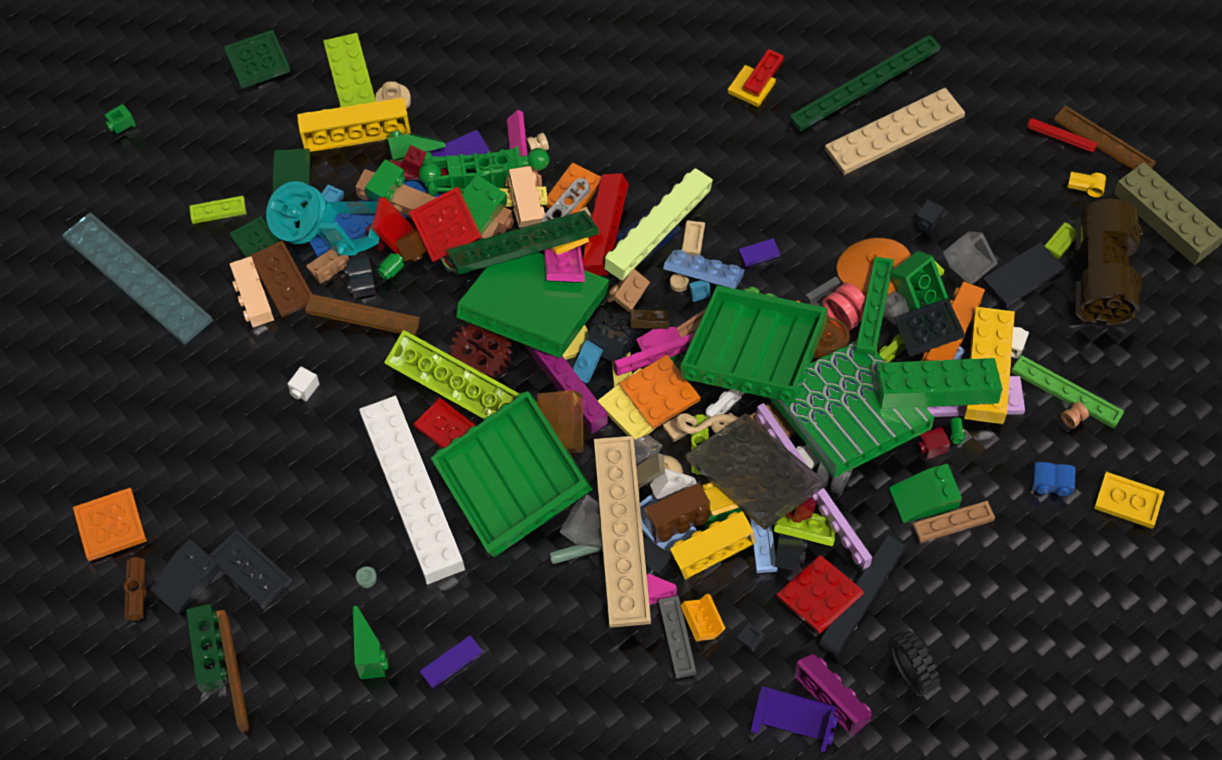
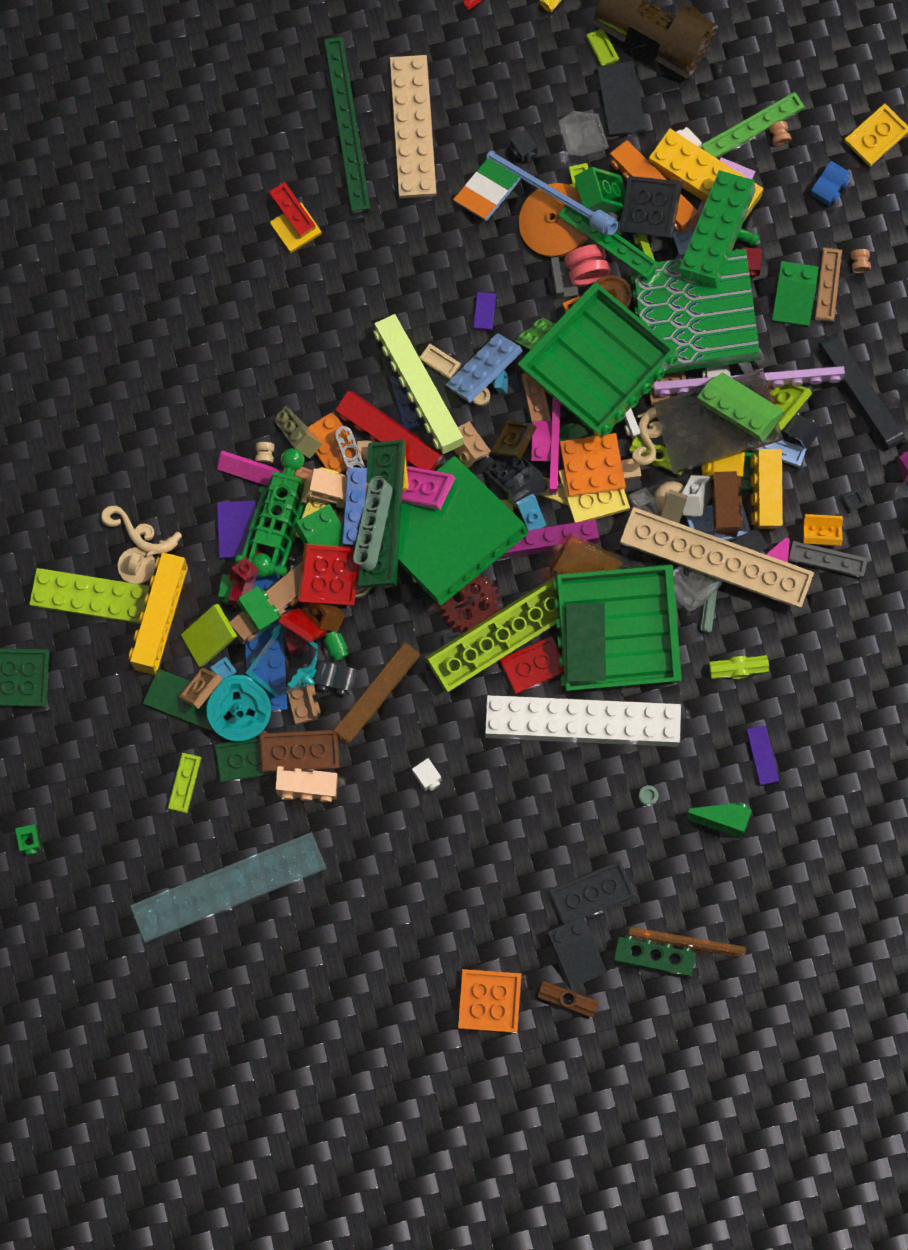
camera: 65 degrees left, 15 degrees up
(300, 177) = (200, 688): none -> medium nougat tile
(351, 165) = (209, 635): none -> lime tile
(400, 141) = (212, 568): green slope -> none
(426, 89) = (135, 534): none -> tan plant
(480, 448) = (585, 642): none -> dark green tile
(505, 233) = (367, 530): none -> sand green beam
(514, 212) = (353, 503): none -> plate
(528, 602) = (739, 667): none -> lime piece
(565, 157) = (297, 432): none -> olive slope
(775, 476) = (740, 406): none -> bright green slope
(820, 594) = (847, 425): red plate -> none
(884, 208) = (498, 178): none -> flag
(993, 538) = (860, 259): none -> nougat wheel

